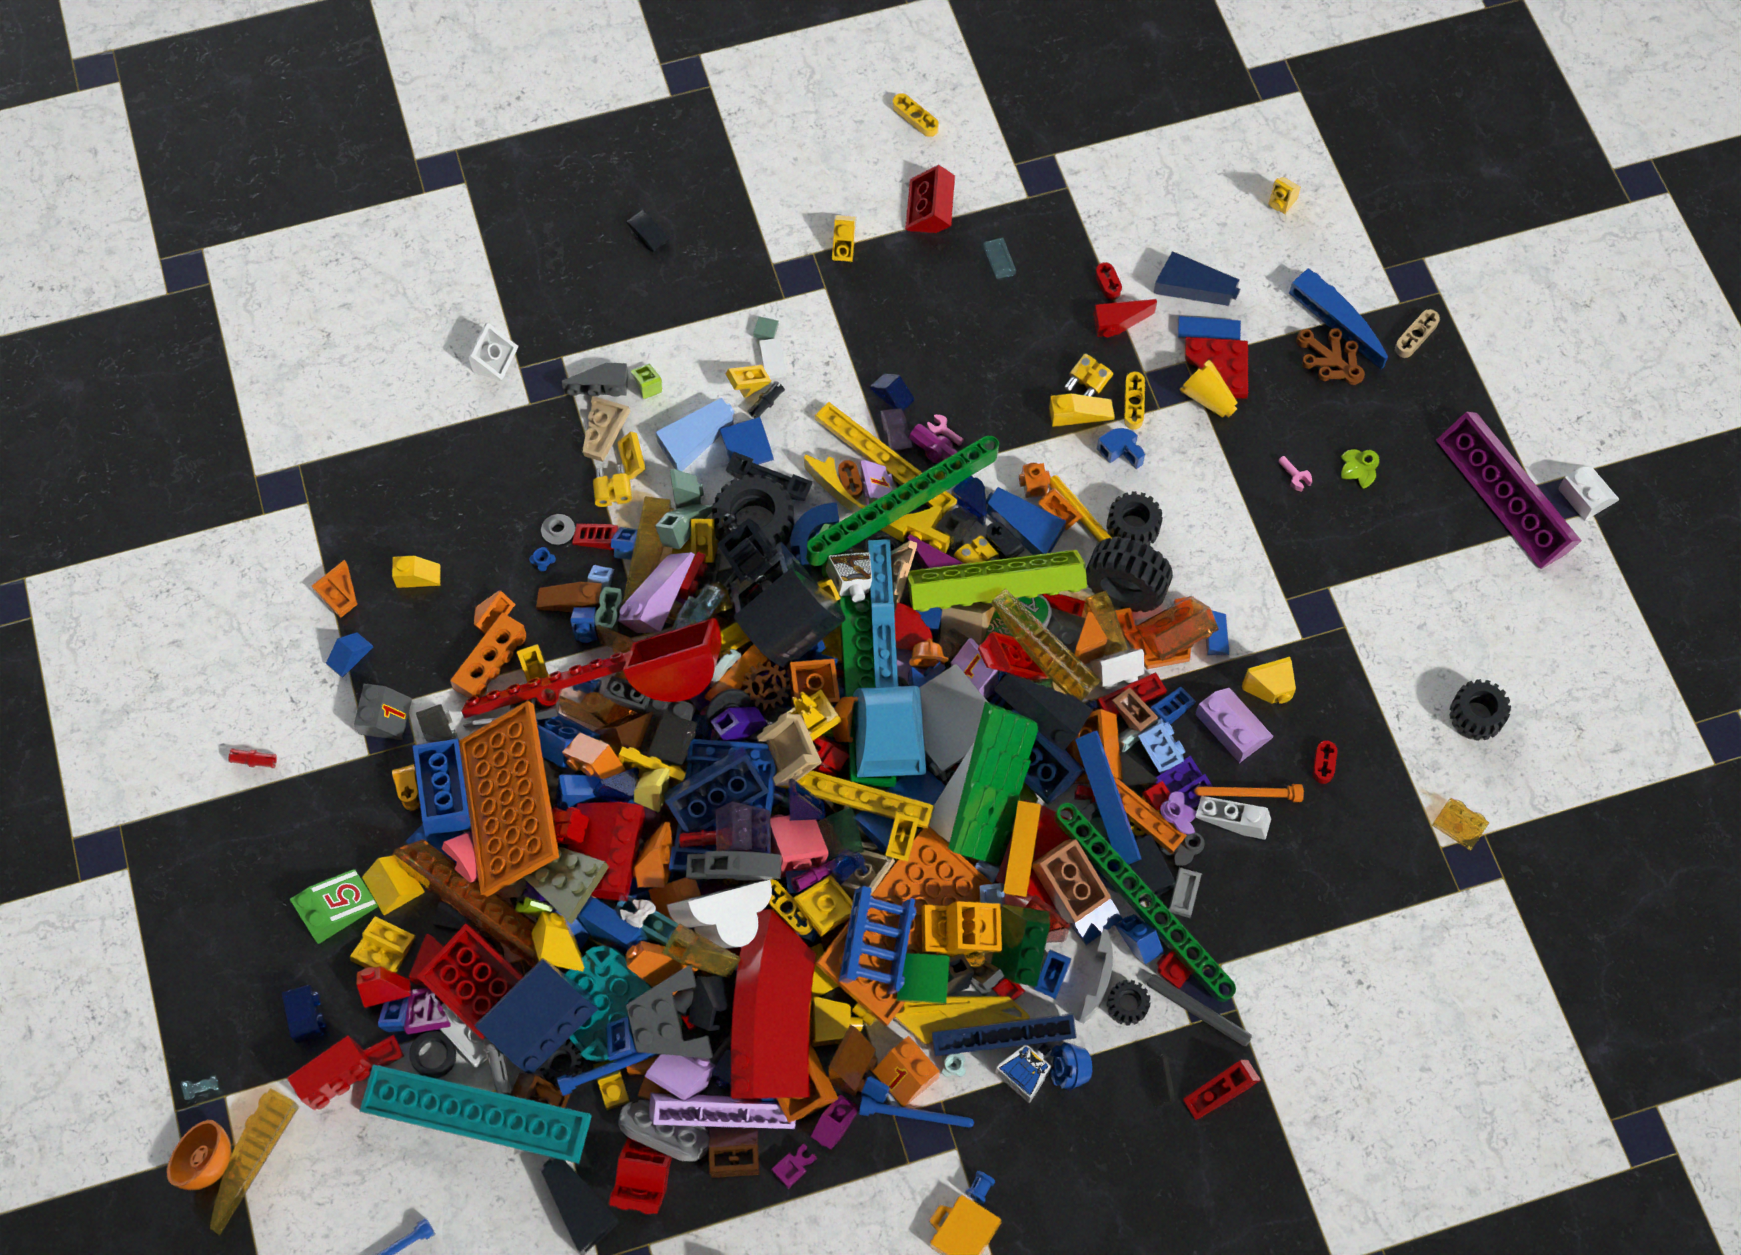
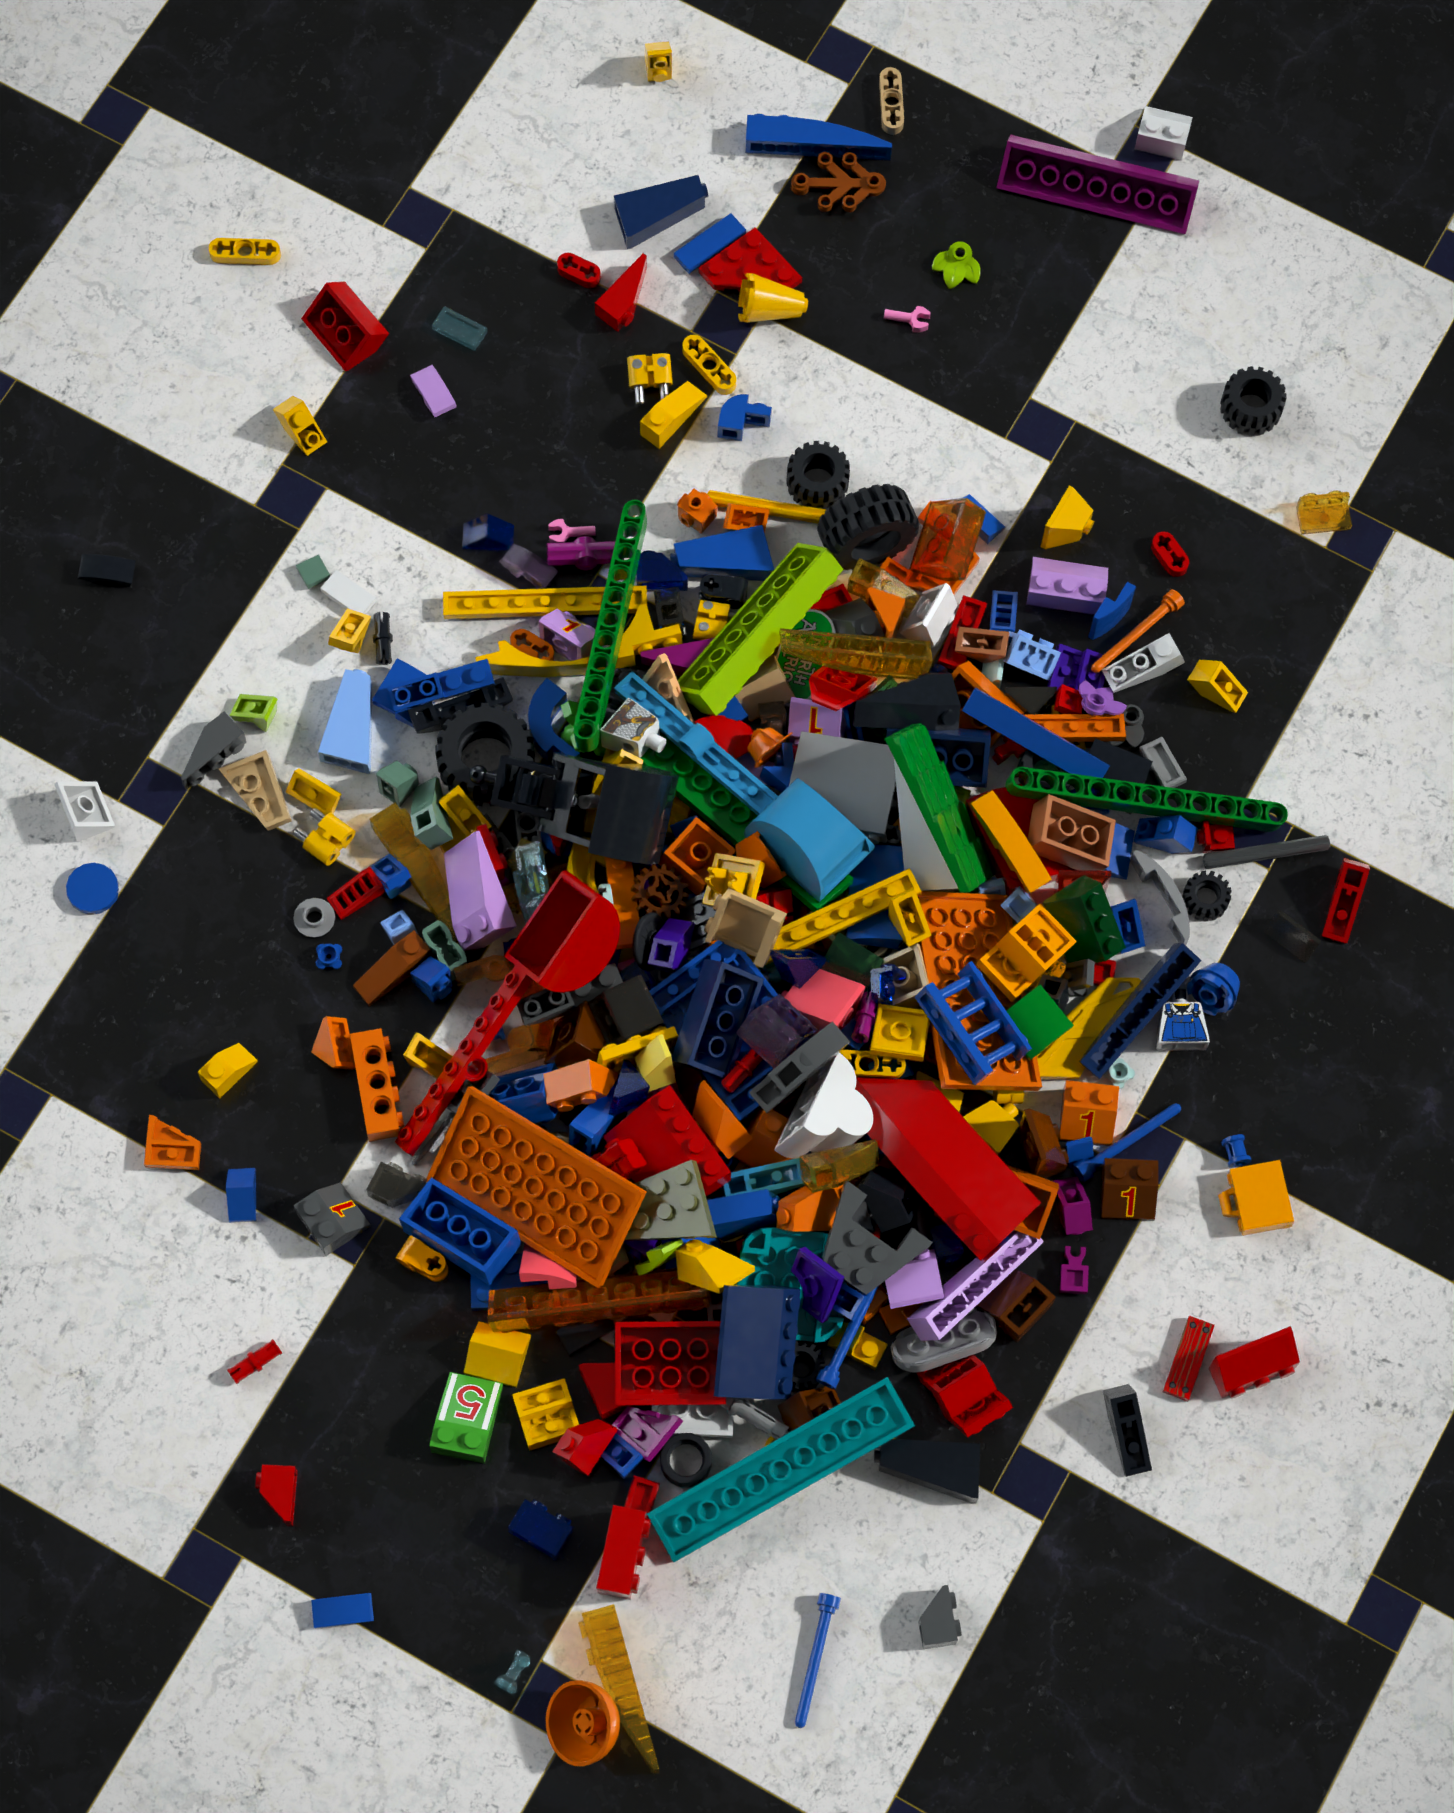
camera: 45 degrees left, 5 degrees up
(144, 953) = (342, 1610): none -> blue slope
(184, 847) = (278, 1489): none -> red slope
(451, 404) = (92, 888): none -> blue tile
(613, 1015) = (818, 1282): none -> dark purple tile
(643, 908) = (753, 1172): white piece -> none
(768, 454) = (441, 685): none -> blue slope
(883, 1145) = (1129, 1189): none -> reddish brown slope
(945, 281) = (433, 390): none -> lavender slope
(1239, 764) = (1111, 612): none -> blue slope
(1272, 872) = (1217, 684): none -> yellow slope

